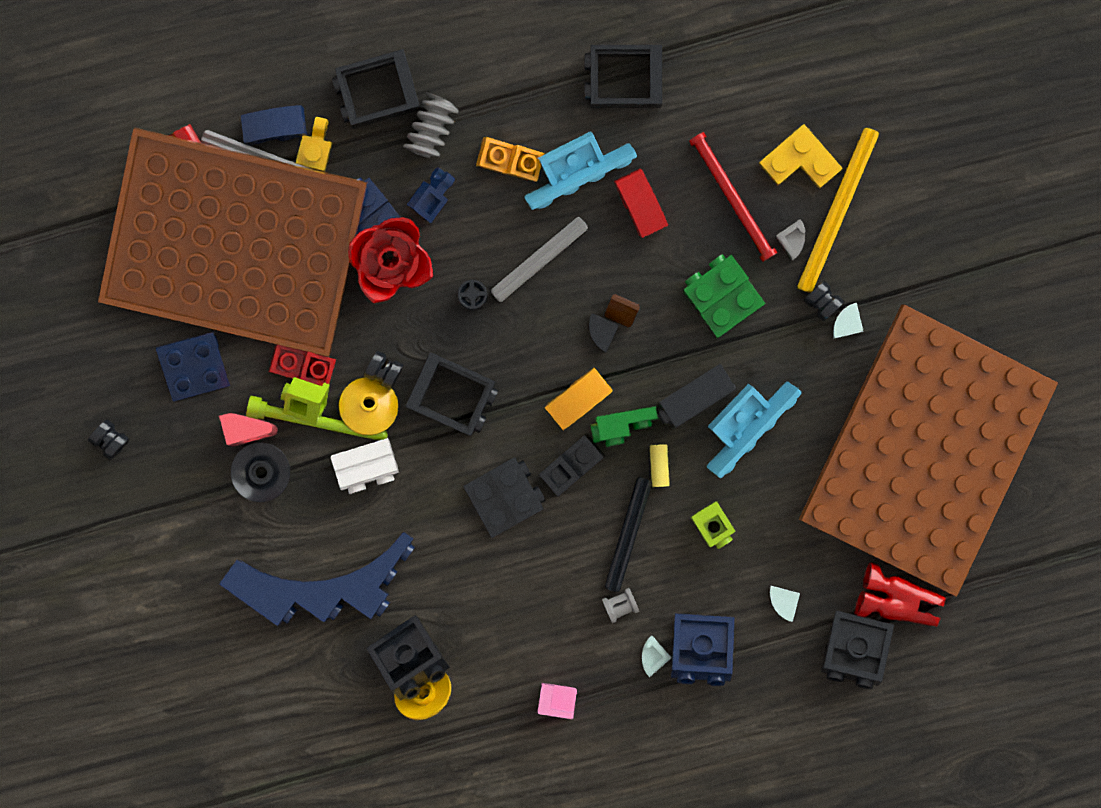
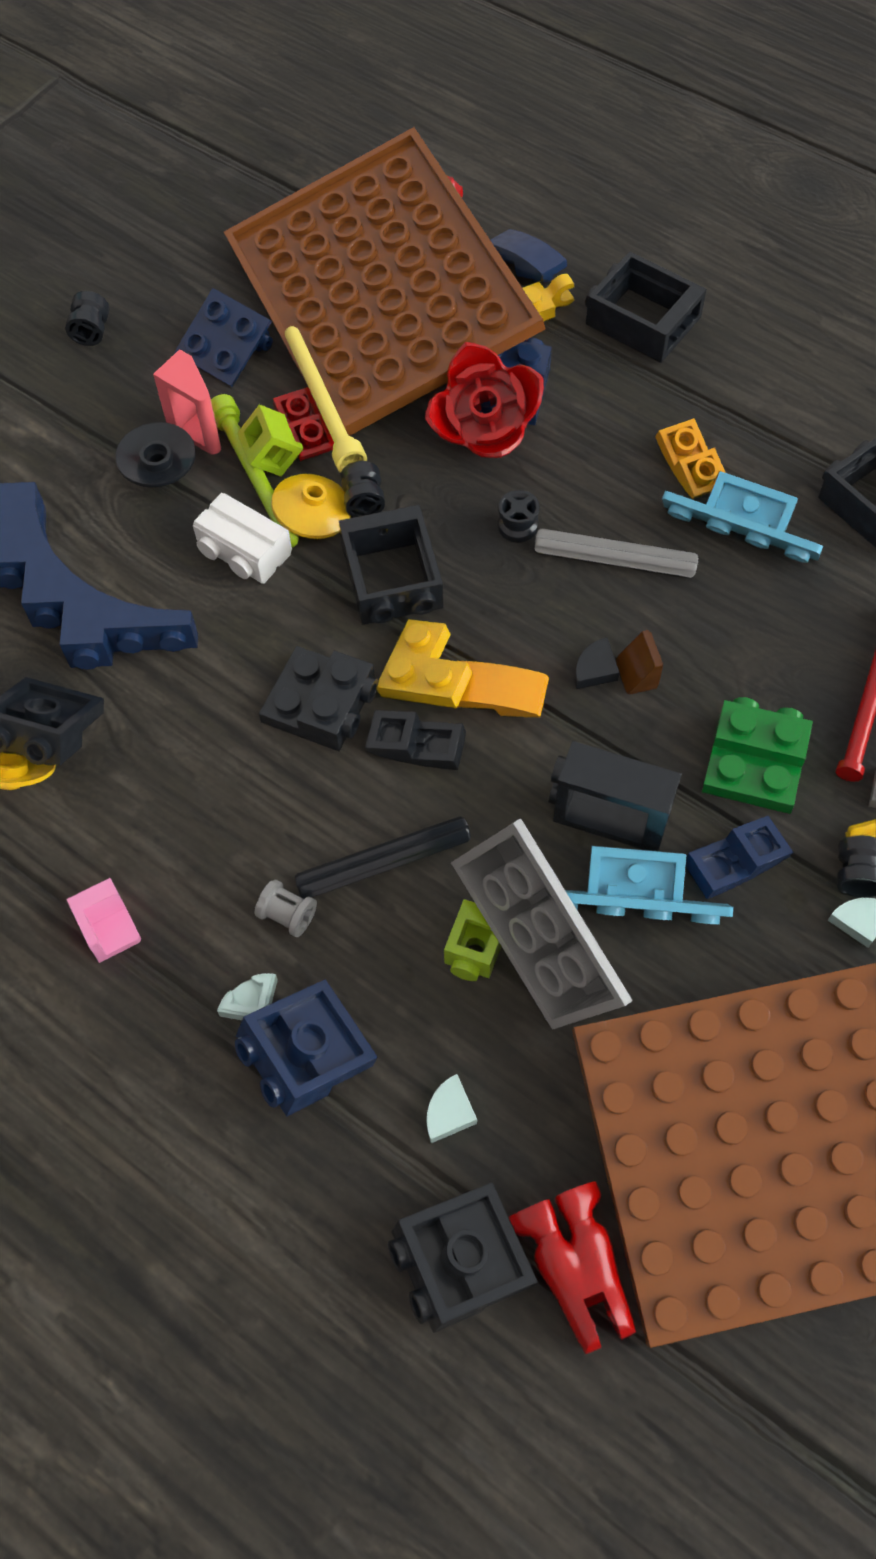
camera: 55 degrees right, 25 degrees down
(353, 361) = (345, 448): none -> light yellow piece
(429, 197) = (580, 414): dark blue plate -> none
(431, 126) = (654, 365): light grey piece -> none
(529, 435) = (417, 672): none -> yellow plate
(615, 428) = (508, 738): green plate -> none
(641, 203) = (772, 601): red slope -> none
(659, 465) = (497, 823): light yellow axle -> none
(741, 496) = (540, 928): none -> light grey slope
(768, 355) = (738, 858): none -> dark blue slope

